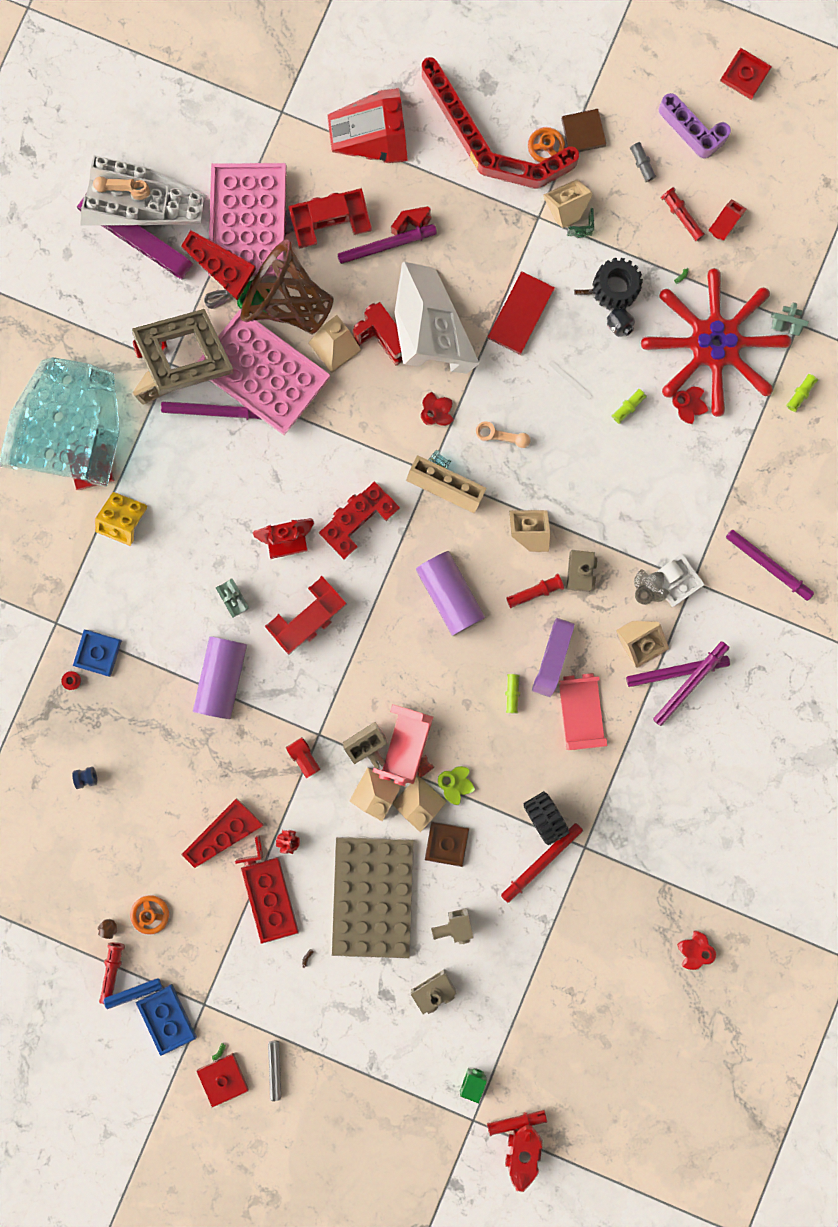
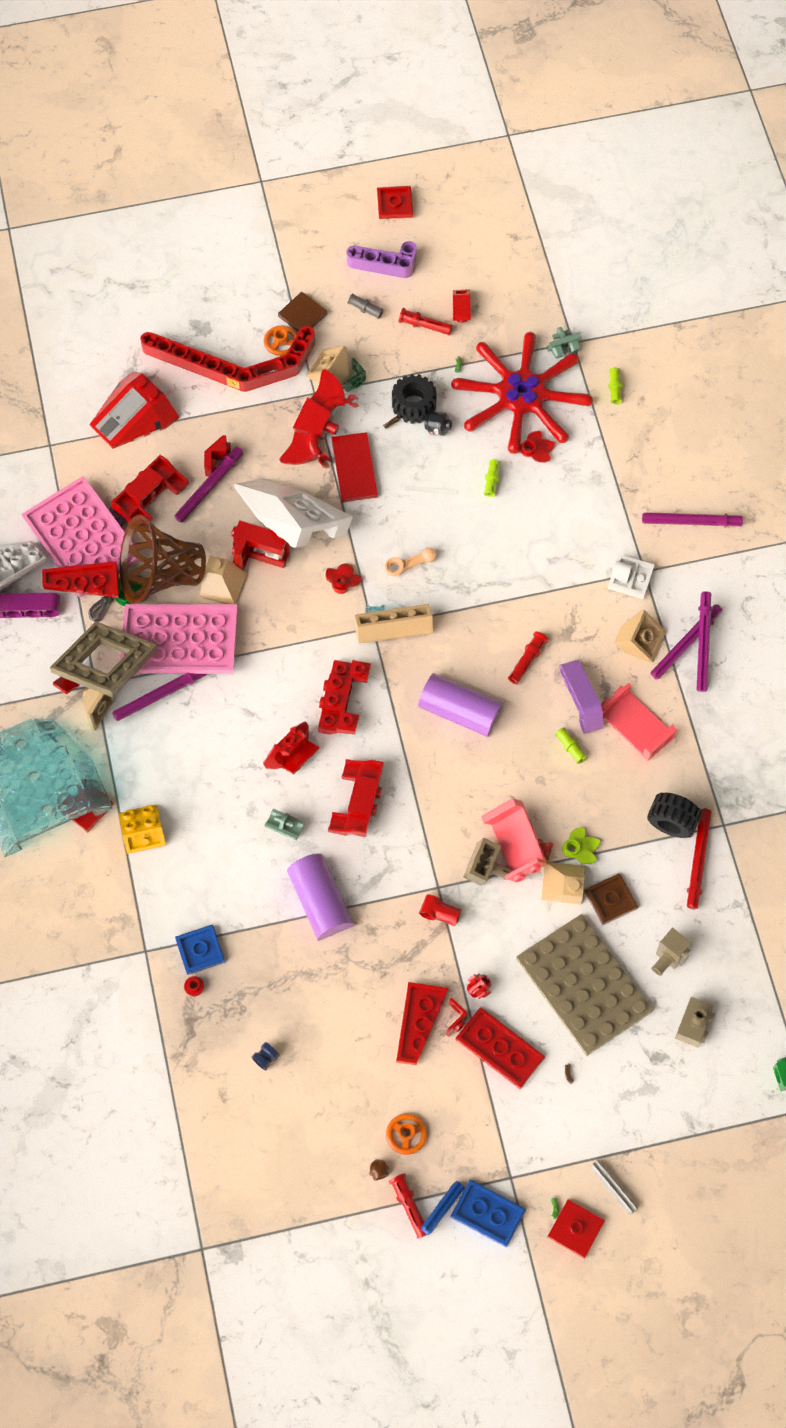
camera: 35 degrees left, 20 degrees down
(375, 794) = (522, 900): tan slope -> none
(517, 247) = (315, 421): none -> red torso
(531, 529) = (489, 612): tan slope -> none
(580, 571) = (551, 618): dark tan brick -> none
(652, 585) = (614, 591): clear smoke plate -> none

